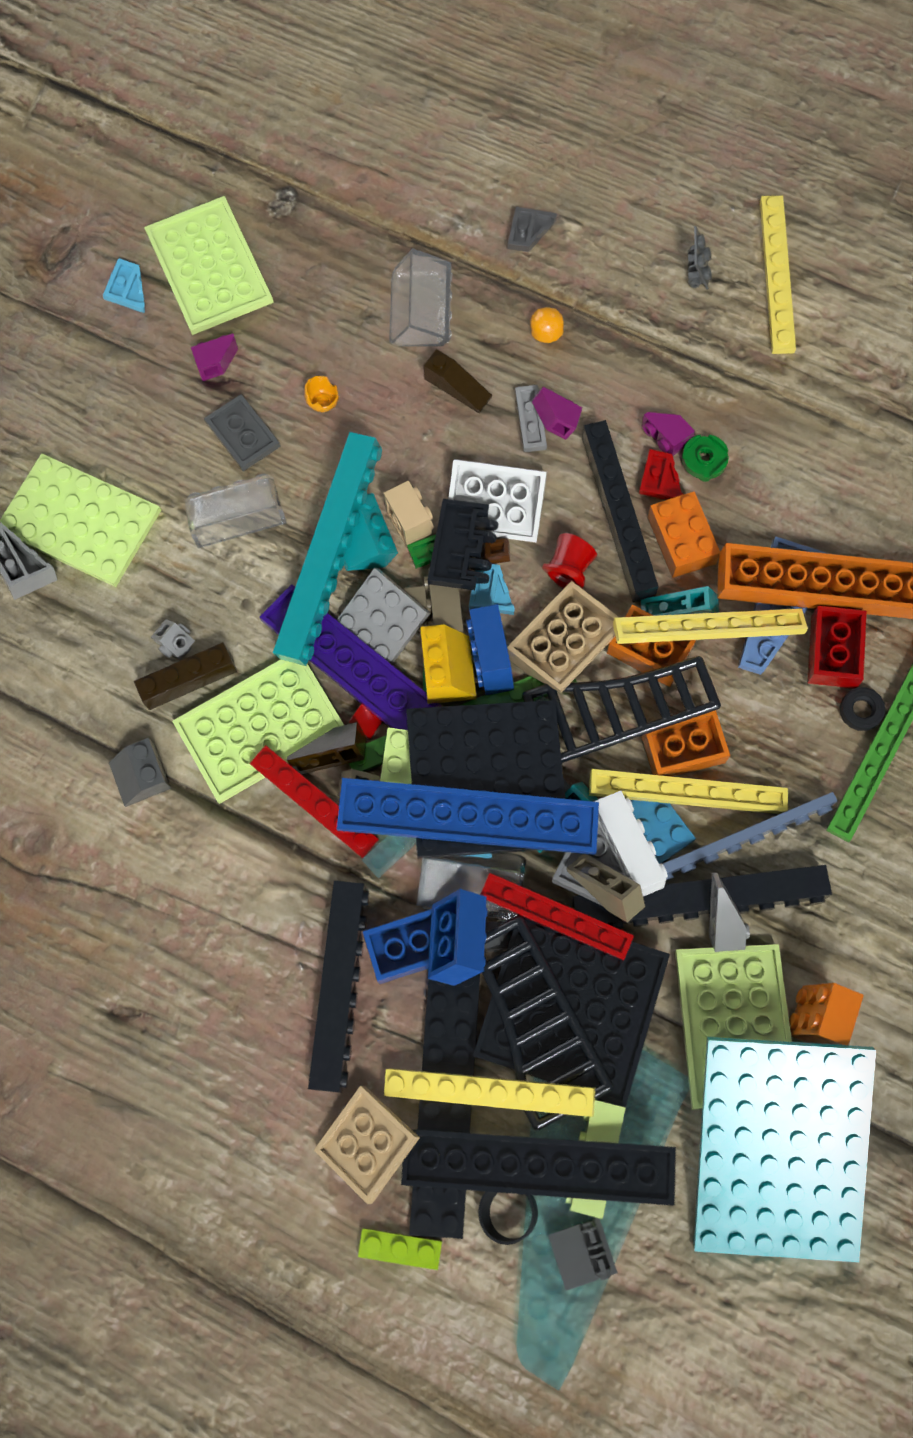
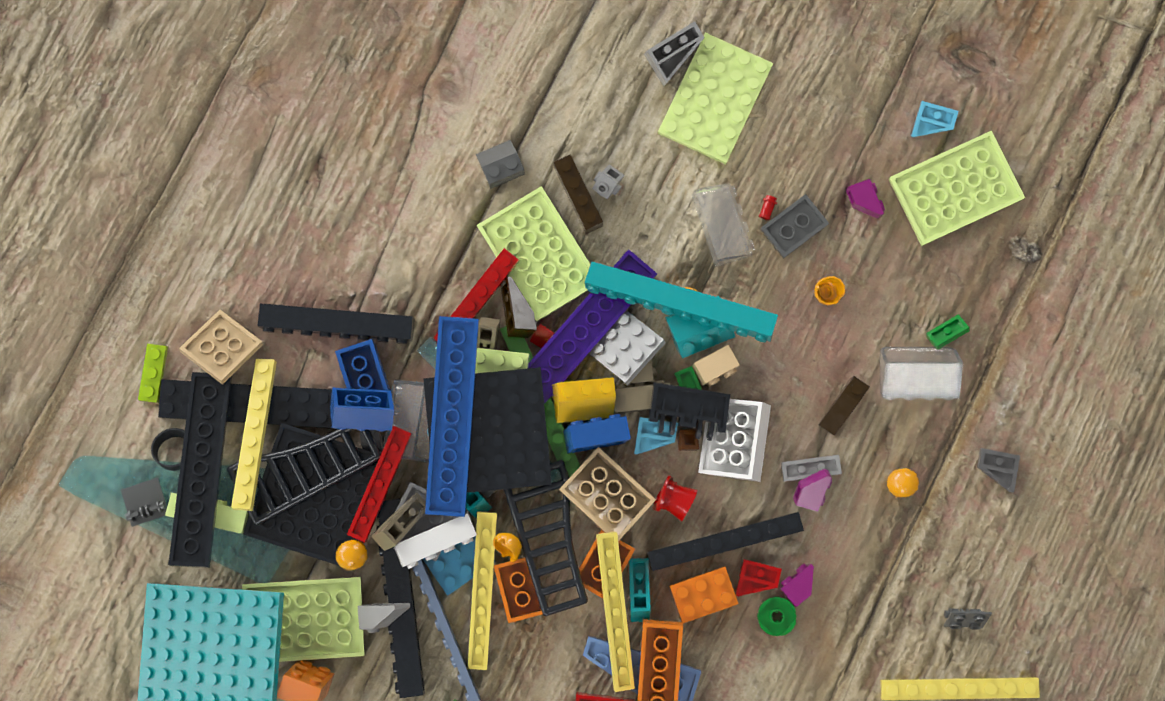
camera: 85 degrees right, 10 degrees up
(217, 461) = (767, 208): none -> red pin
(374, 275) = (947, 332): none -> green plate
(632, 753) = (508, 545): none -> light orange hair
(650, 955) = (351, 555): none -> light orange hair

